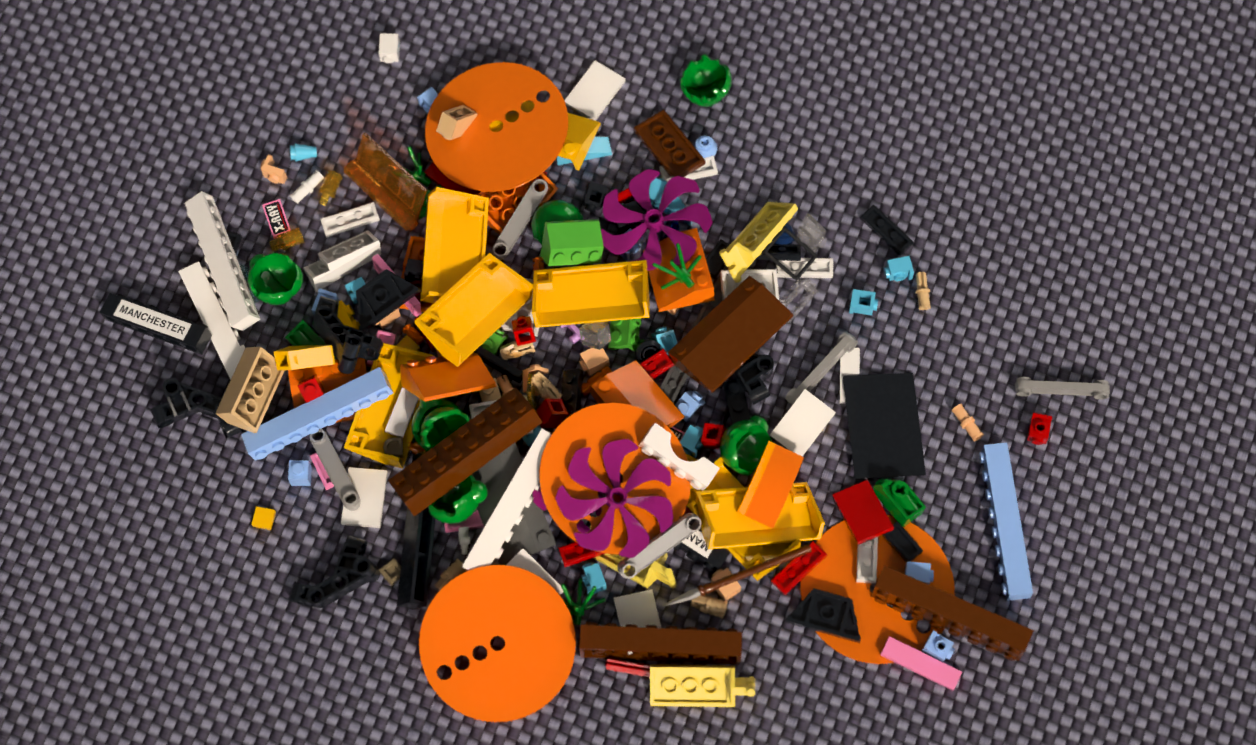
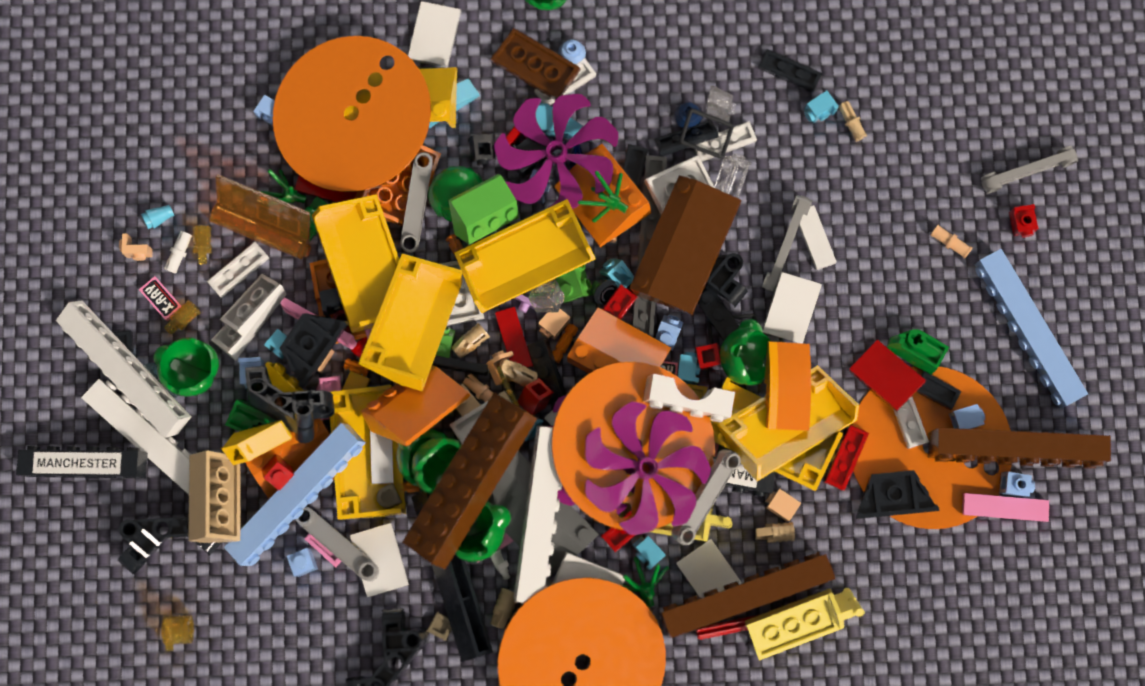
camera: 25 degrees left, 10 degrees up
(174, 487) = (177, 630): none -> clear yellow piece
(263, 518) = (284, 623): yellow tile -> none
(389, 48) = (200, 68): white brick -> none
(455, 122) = (307, 125): tan slope -> none
(523, 325) = (467, 317): red brick -> none
(555, 359) = (513, 336): none -> red tile
(711, 586) = (771, 516): reddish brown piece -> none
(756, 237) = (667, 129): light yellow hinge -> none
(859, 297) = (803, 150): medium azure brick -> none
(884, 425) = (870, 276): black sticker -> none

